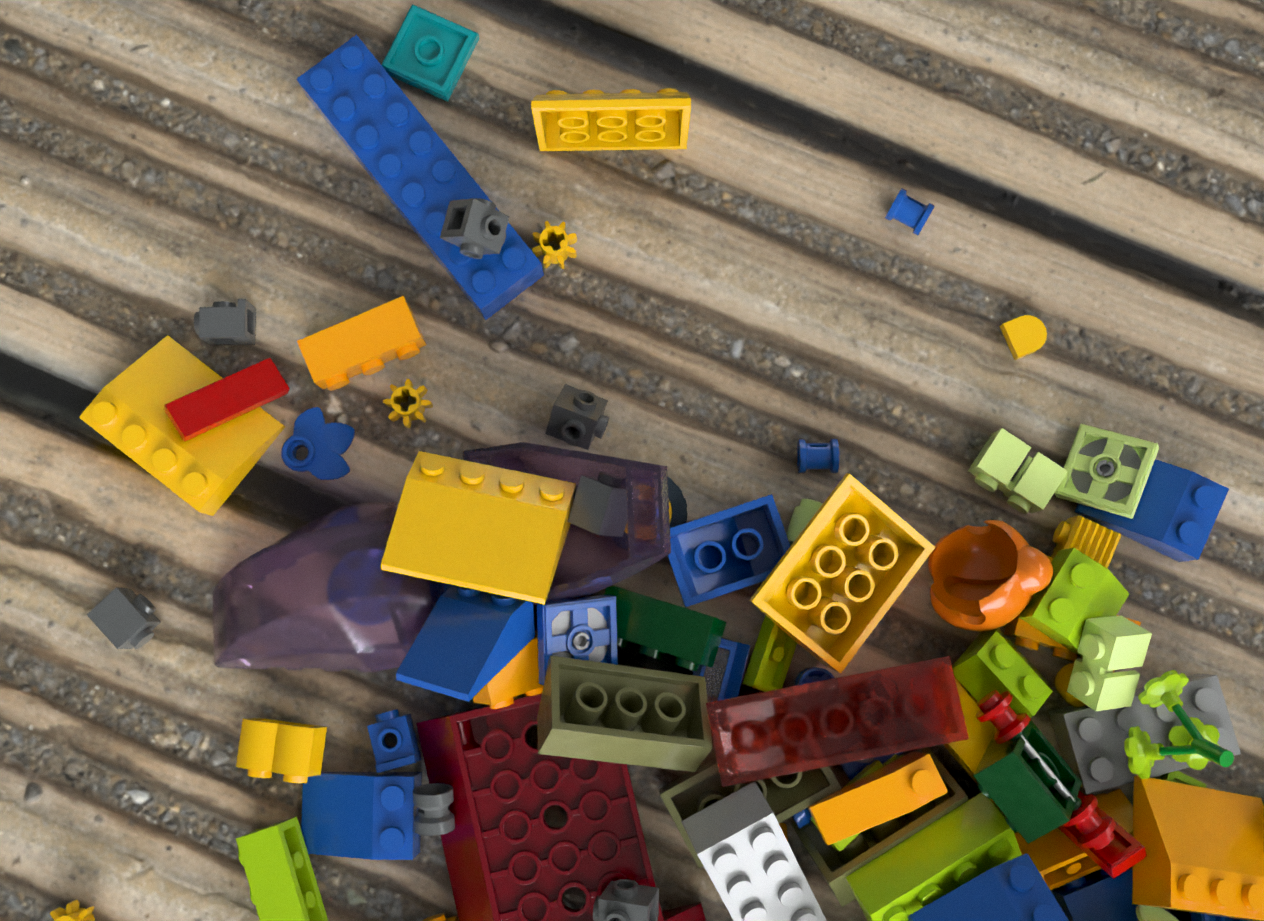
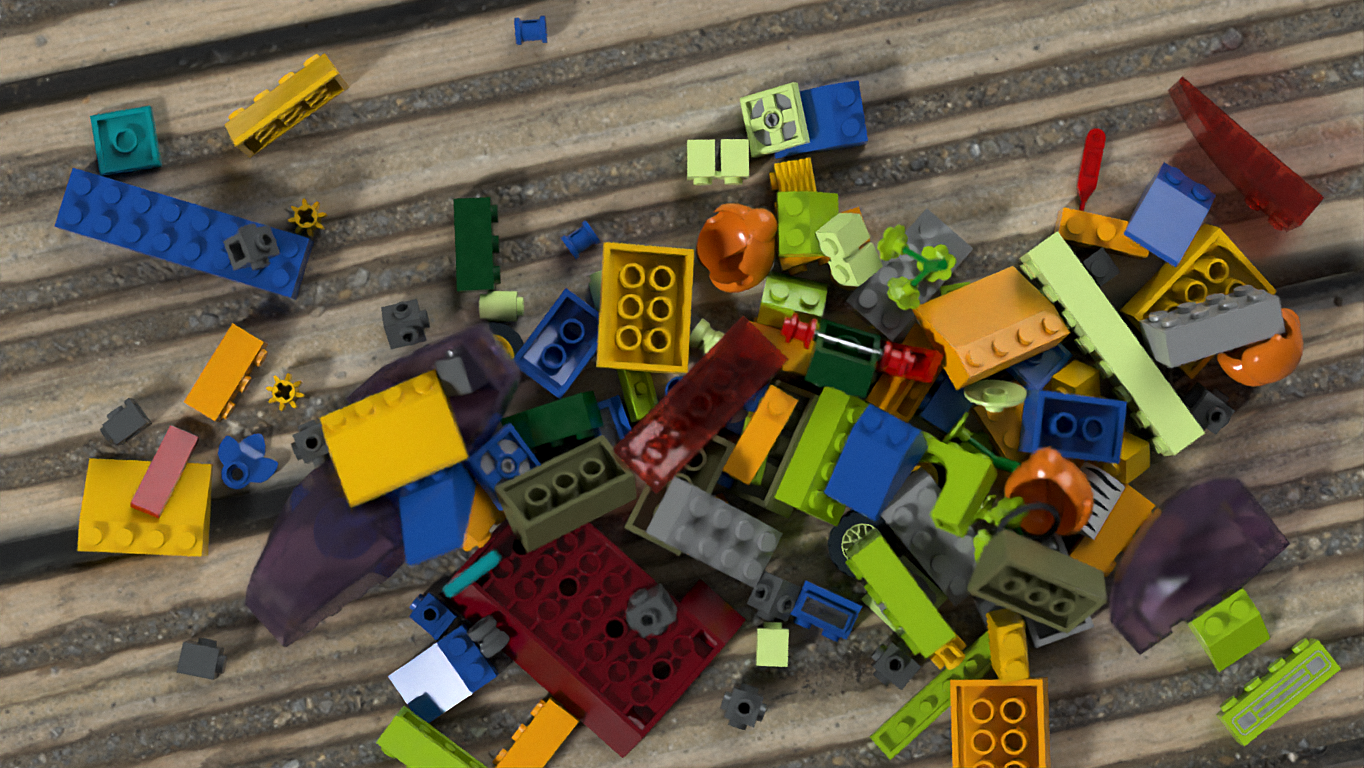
camera: 40 degrees left, 5 degrees up
(281, 749) = (363, 668): yellow brick -> none
(386, 469) = (302, 445): none -> dark grey brick
(461, 734) = (473, 573): none -> teal tile
(689, 467) = (501, 306): none -> yellowish green brick
(706, 387) = (476, 244): none -> dark green brick
(881, 650) = (704, 337): none -> yellowish green wheel
(1024, 335) = (664, 62): yellow tile -> none

